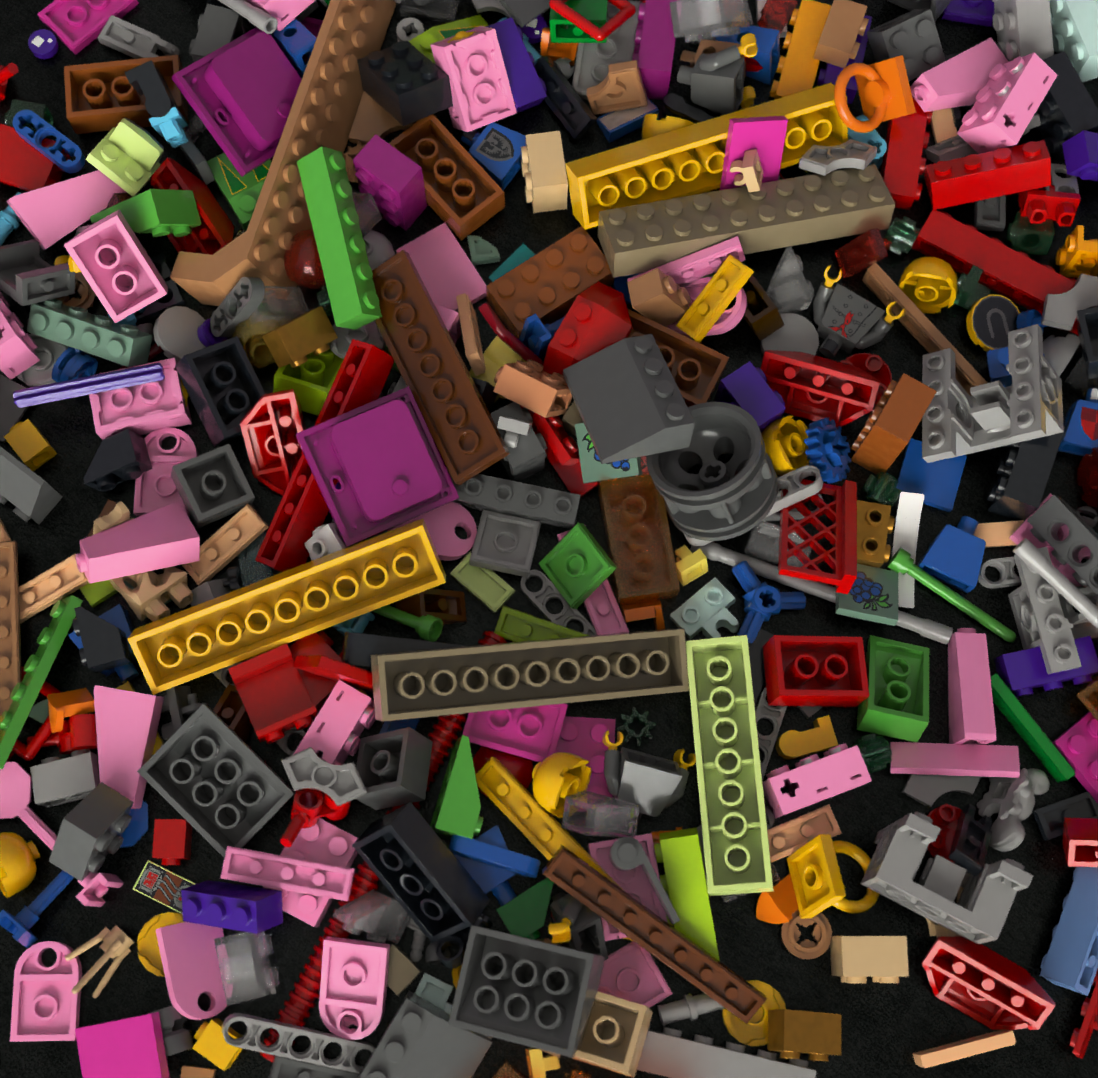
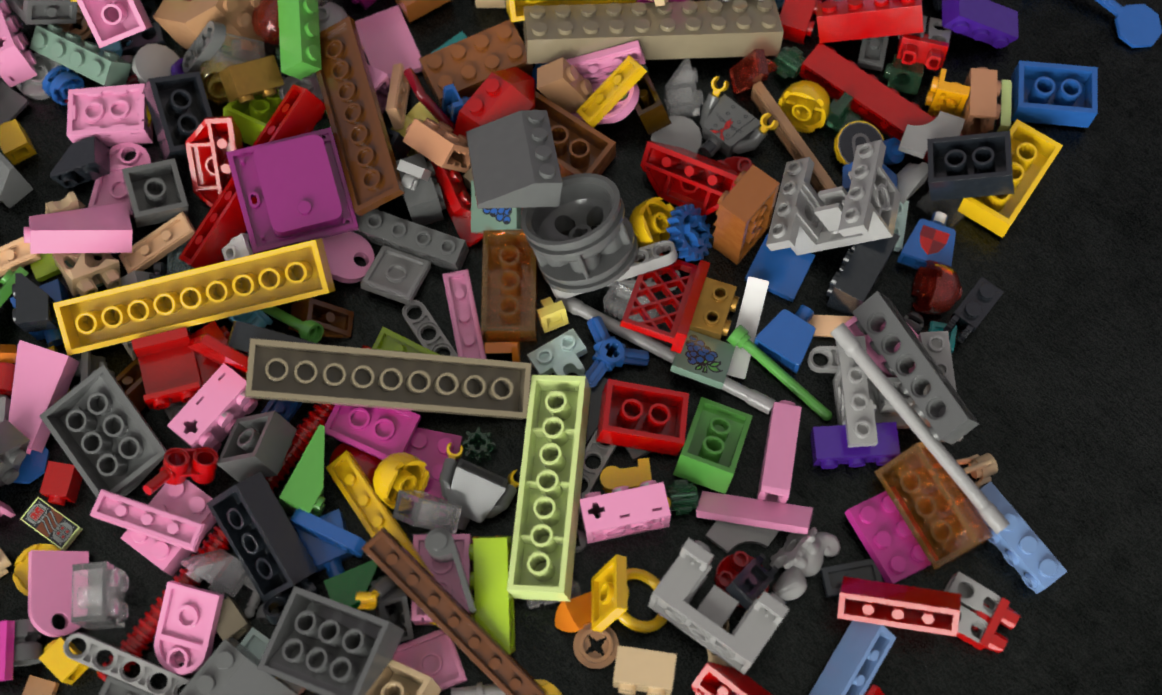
camera: 15 degrees right, 5 degrees down
(88, 385) = (68, 95): axle -> none
(232, 906) = (96, 542): dark purple brick -> none
(337, 781) = (205, 447): light grey tile -> none
(482, 251) = (425, 33): sand green tile -> none
(483, 584) = (371, 308): yellowish green tile -> none
(577, 565) = (452, 300): bright green tile -> none
(750, 392) = (627, 173): dark purple brick -> none
(797, 832) = (591, 560): light nougat tile -> none
(881, 489) = (733, 272): clear green gear -> none
(1030, 731) = (827, 496): green tile -> none

